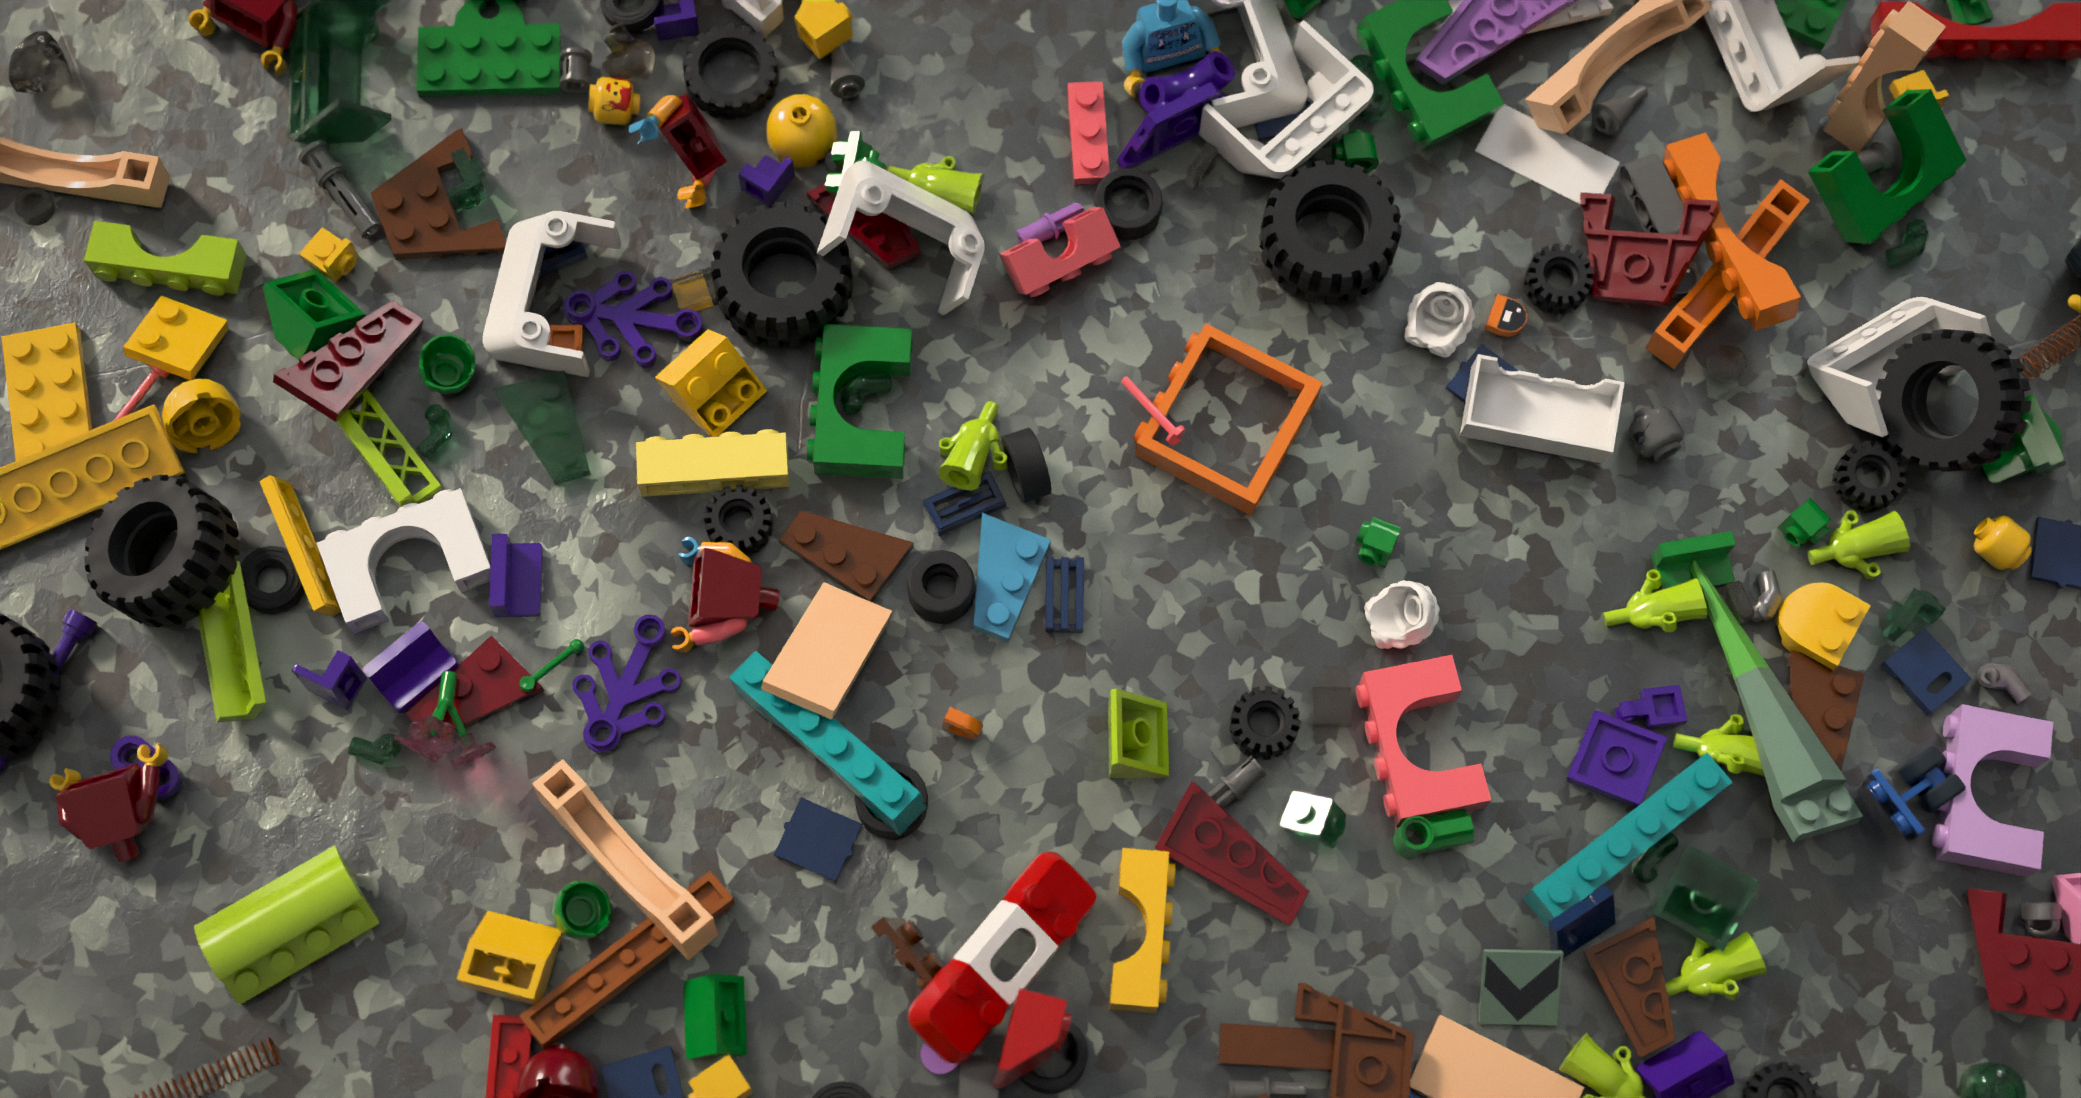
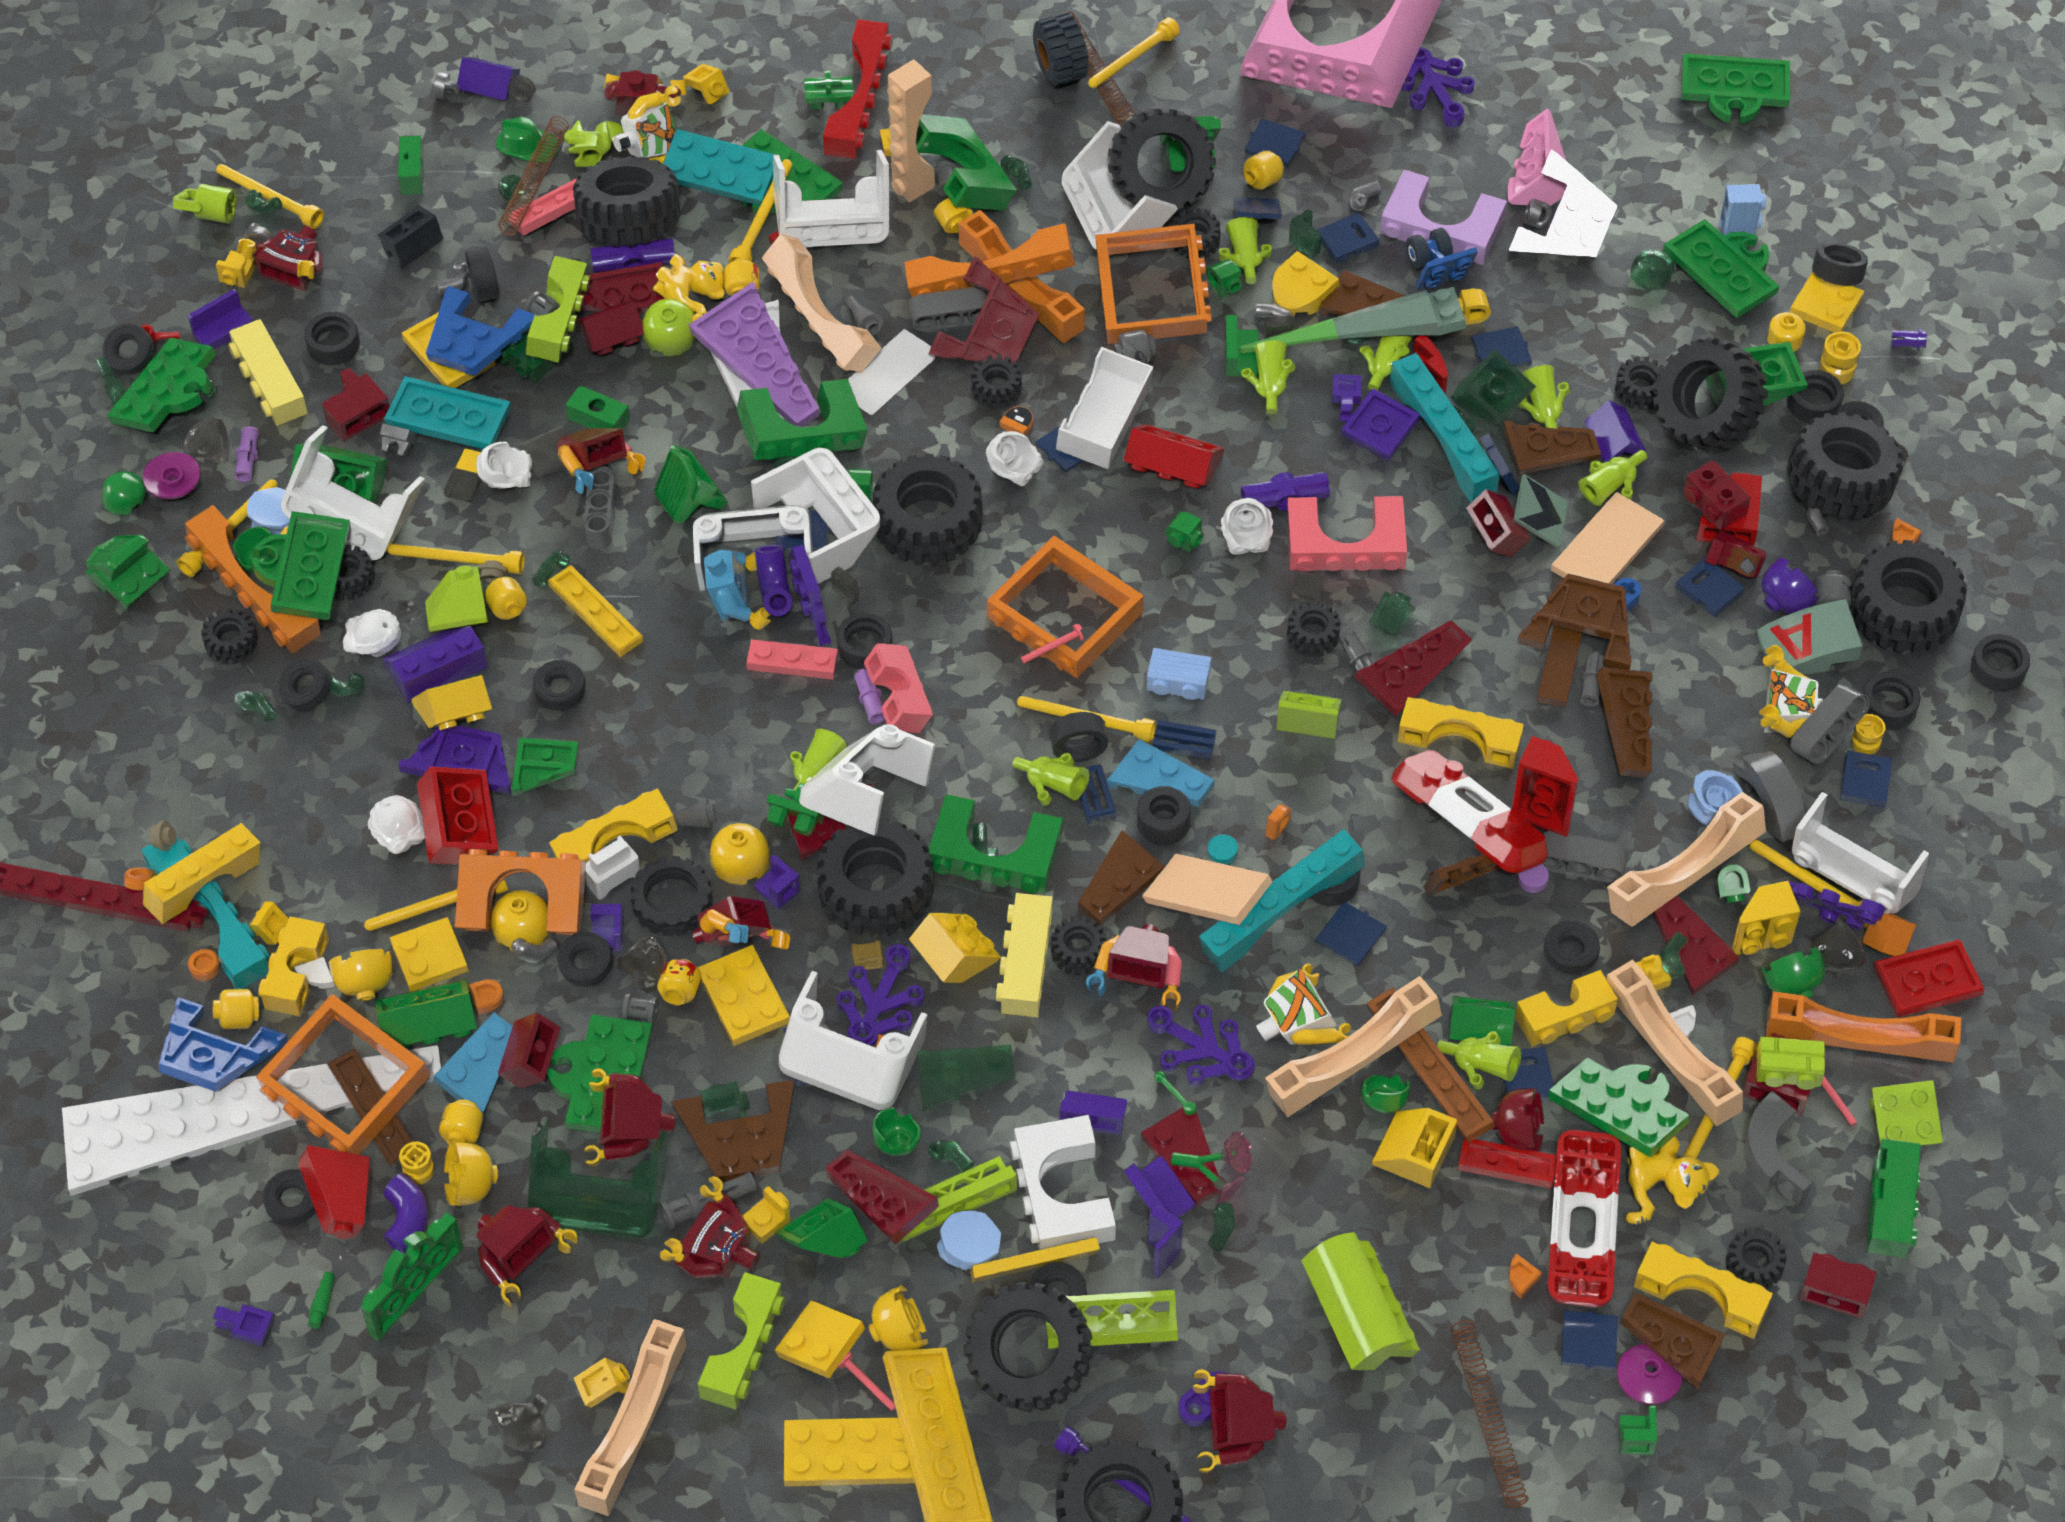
camera: 75 degrees left, 15 degrees down
(103, 132) = (602, 1381): none -> yellow bracket
(283, 205) = (715, 1240): none -> dark red torso
(317, 469) = (968, 1239): none -> light blue hat
(424, 83) = (628, 1118): none -> dark red torso
(614, 174) = (743, 995): none -> yellow plate
(649, 1024) = (1485, 1056): none -> lime piece
(679, 789) = (1299, 1011): none -> torso
(911, 666) = (1223, 849): none -> teal tile
(1066, 541) = (1142, 729): none -> yellow piece
(1156, 569) = (1178, 674): none -> light blue brick
(1436, 833) = (1418, 542): green piece -> none
(1474, 654) = (1287, 486): none -> dark purple piece
(1485, 923) = (1494, 519): none -> dark red brick
(1498, 507) = (1172, 455): none -> red slope
(1728, 813) = (1432, 360): none -> red slope
(1745, 377) = (1147, 240): none -> orange window
(1794, 902) = (1507, 342): none -> dark blue piece
(1800, 179) = (950, 216): none -> yellow plate
(1850, 851) = (1474, 305): none -> yellow plate
(1933, 545) = (1257, 207): none -> dark blue piece

